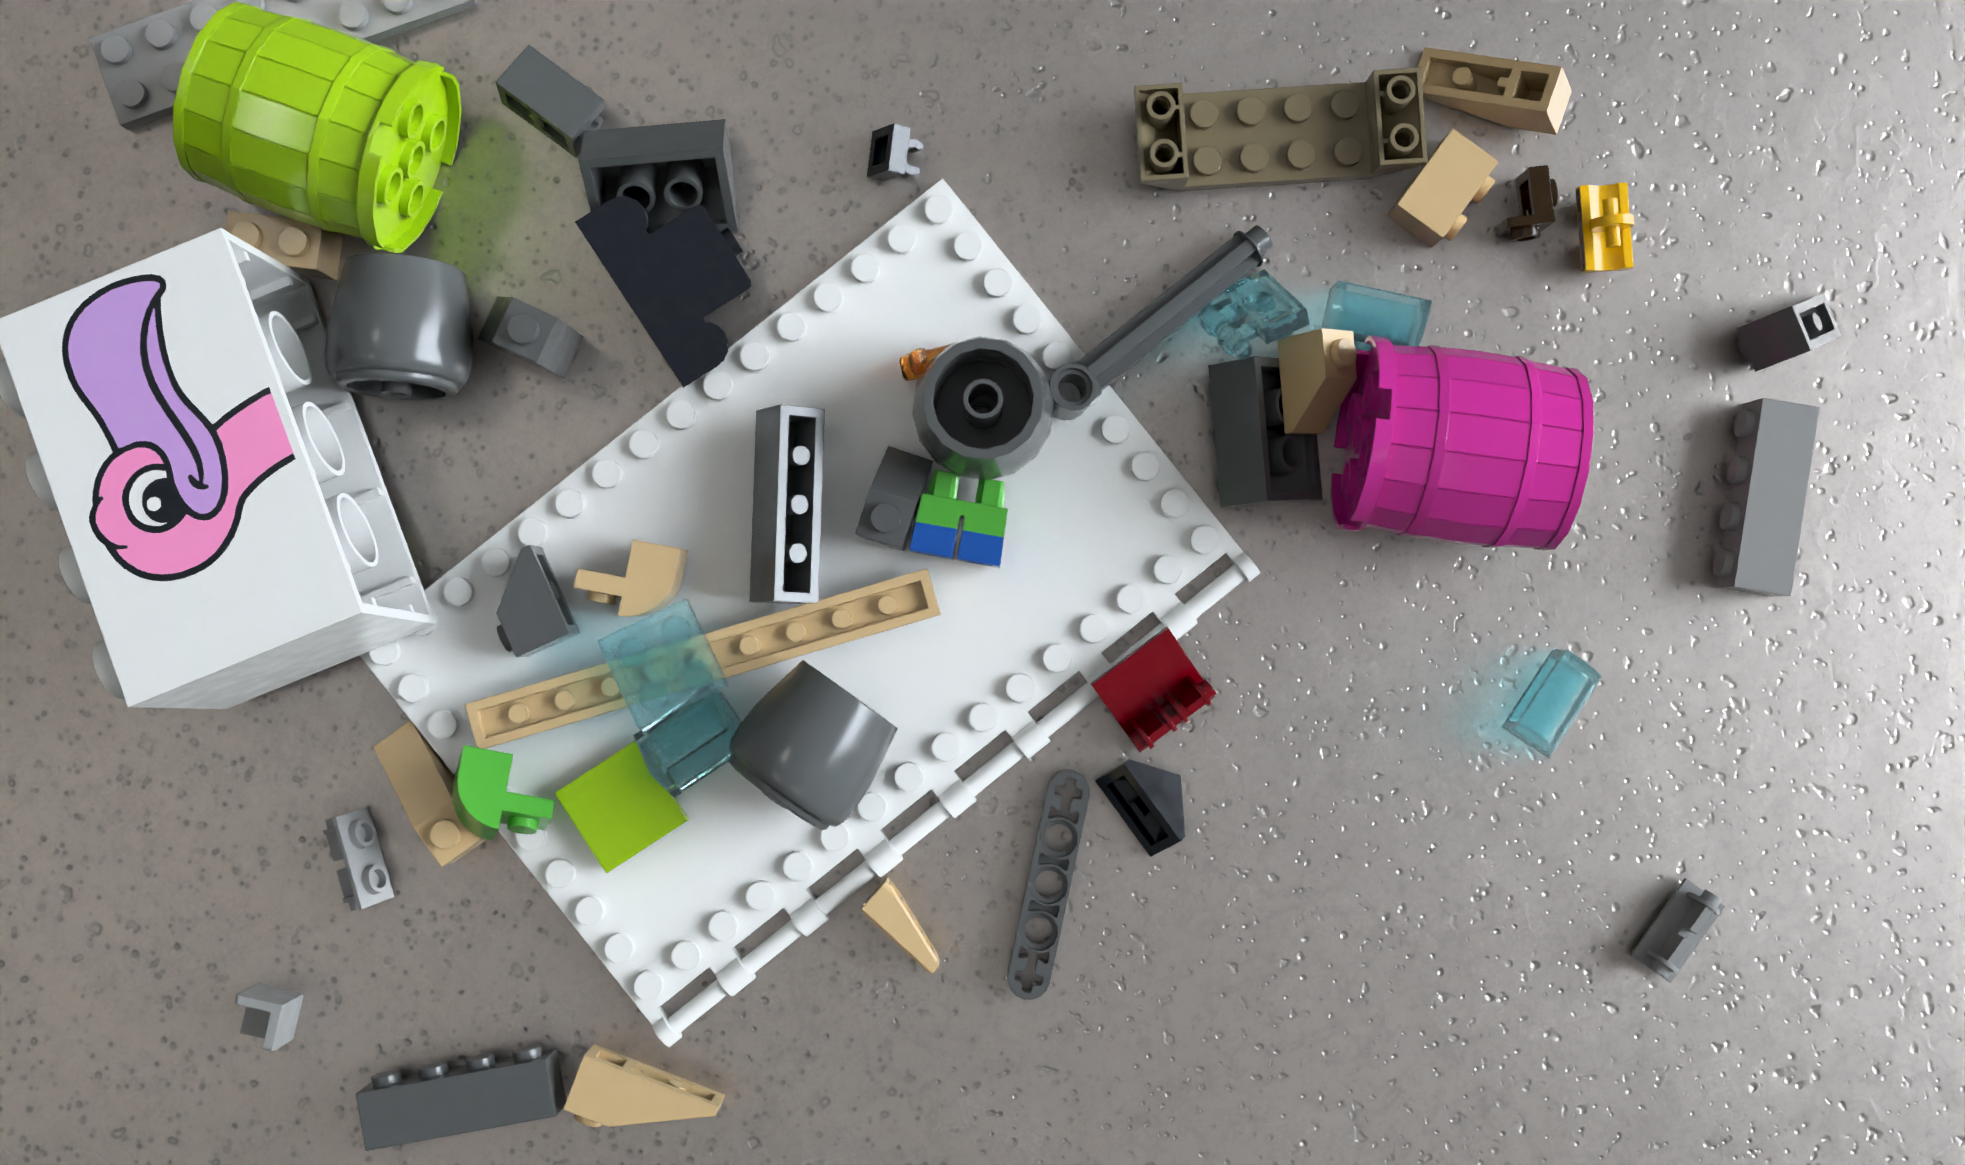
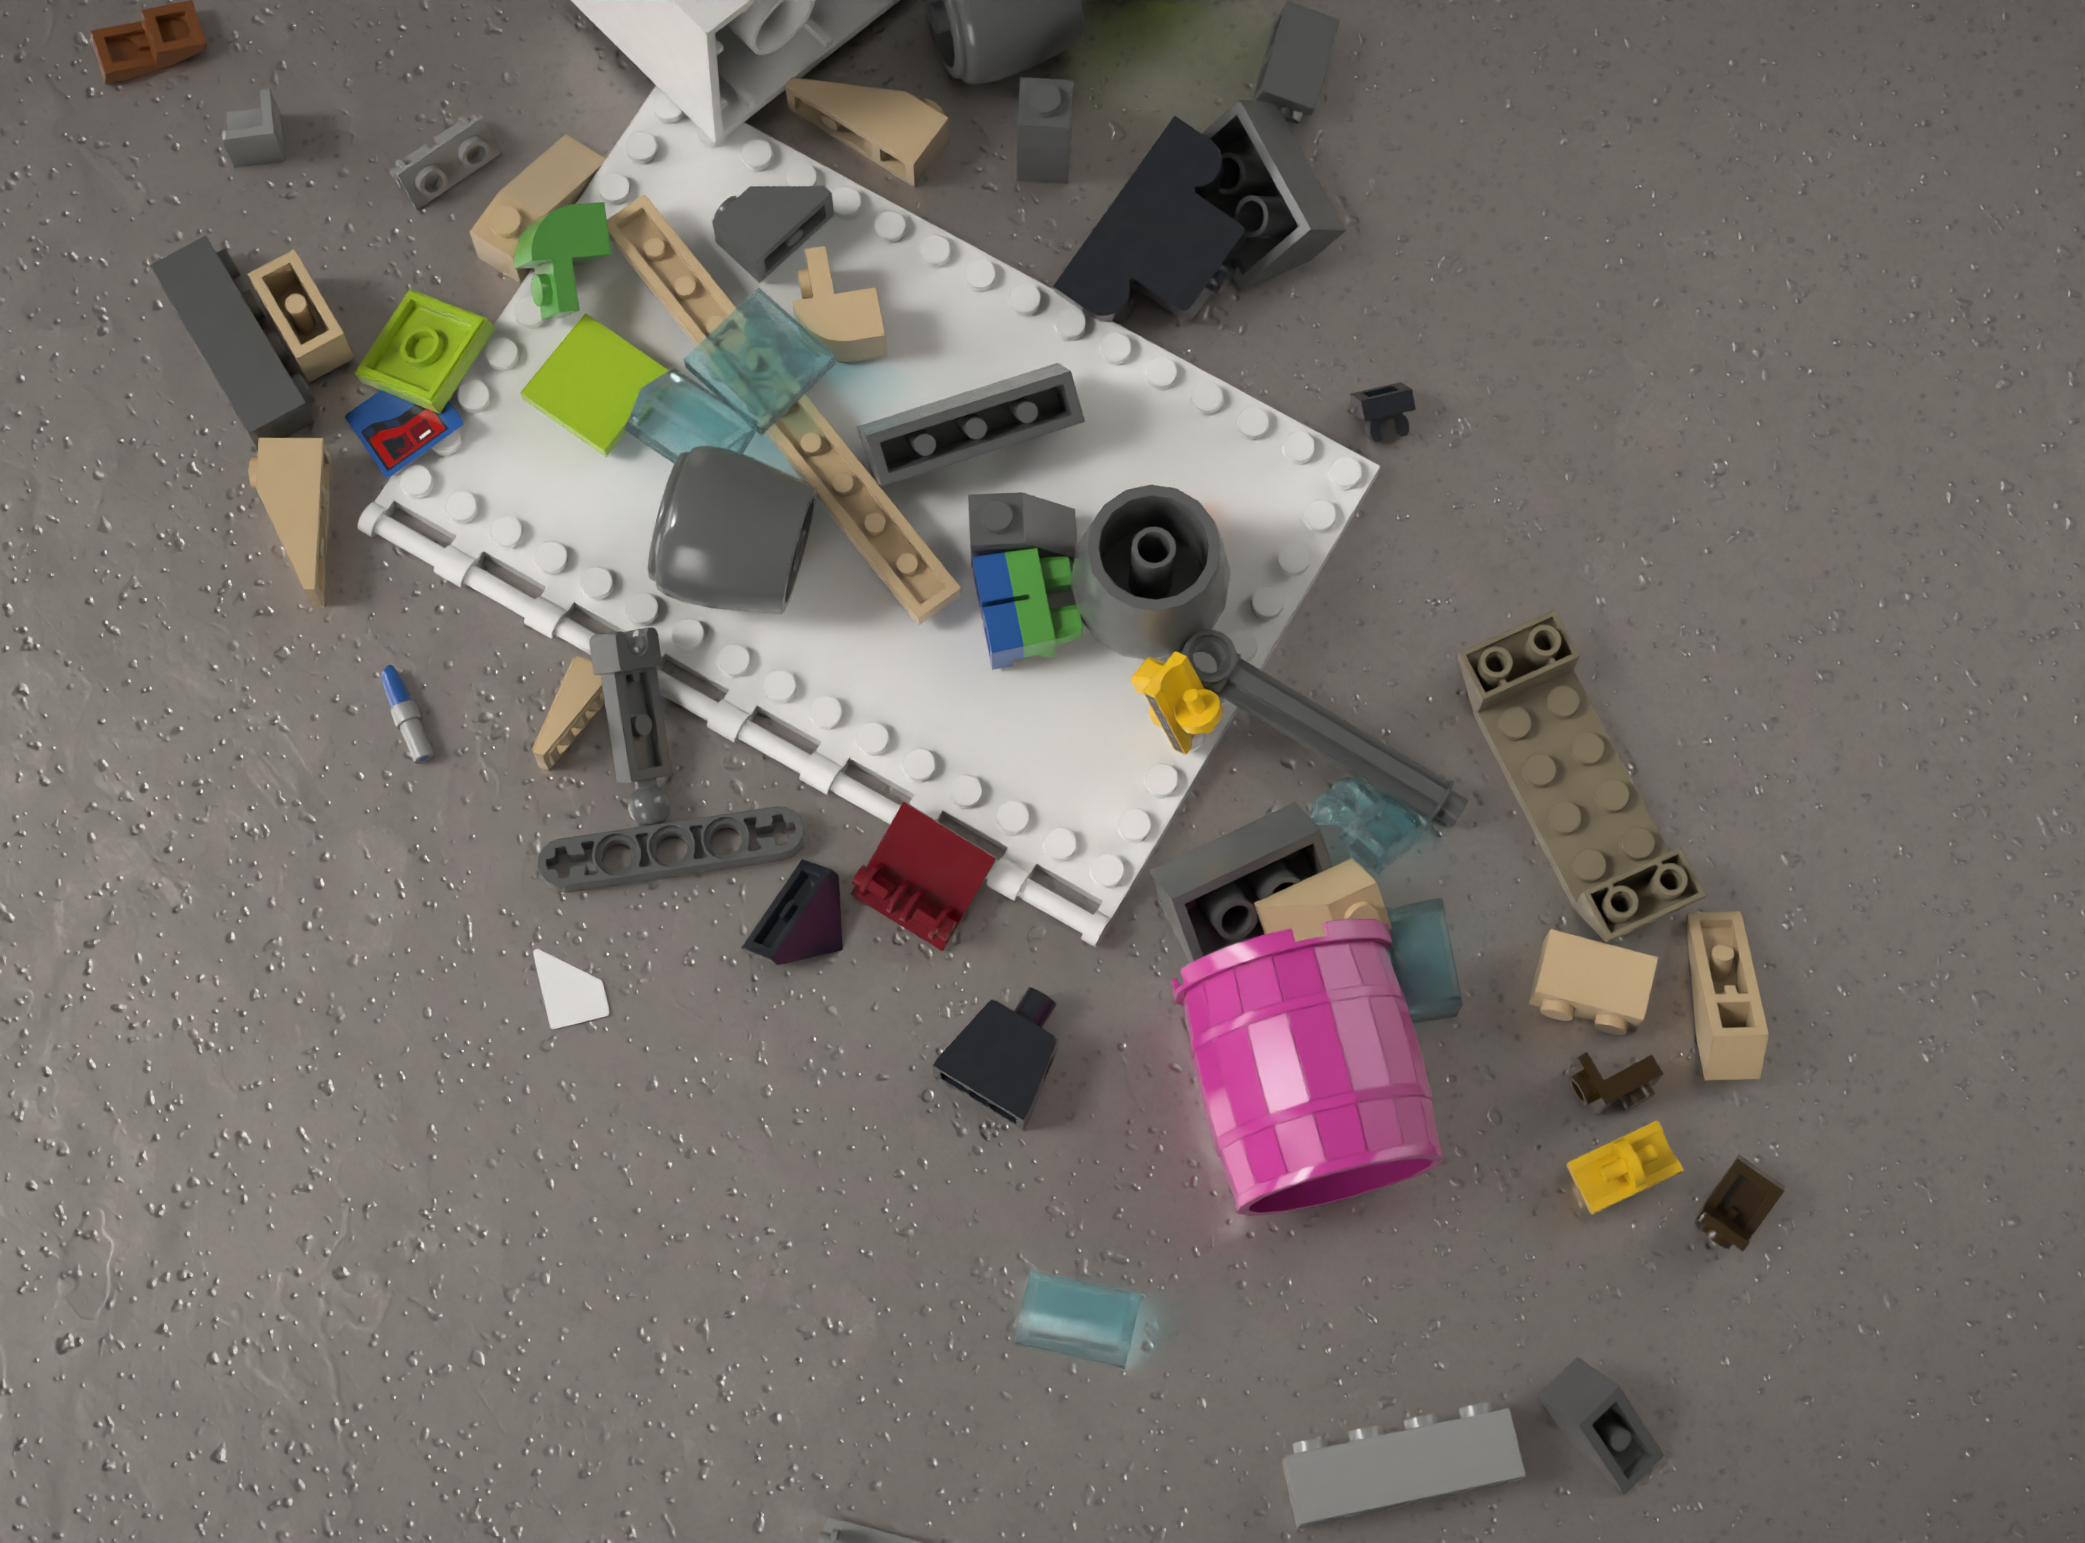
camera: 65 degrees right, 15 degrees down
(147, 1075) = (156, 42): none -> dark orange slope
(461, 1035) = (301, 315): none -> tan brick
(471, 474) = (876, 122): none -> tan slope
(532, 937) = (424, 351): none -> lime tile
(588, 976) = (399, 430): none -> sticker
(848, 1060) = (406, 716): none -> light grey piece
(932, 878) = (635, 717): none -> dark grey plate
(1100, 427) = (1177, 699): none -> yellow hips
(1133, 1006) = (569, 992): none -> white sticker
(1327, 682) = (1003, 1057): none -> black torso
(1663, 152) = (1739, 1204): none -> dark brown bracket

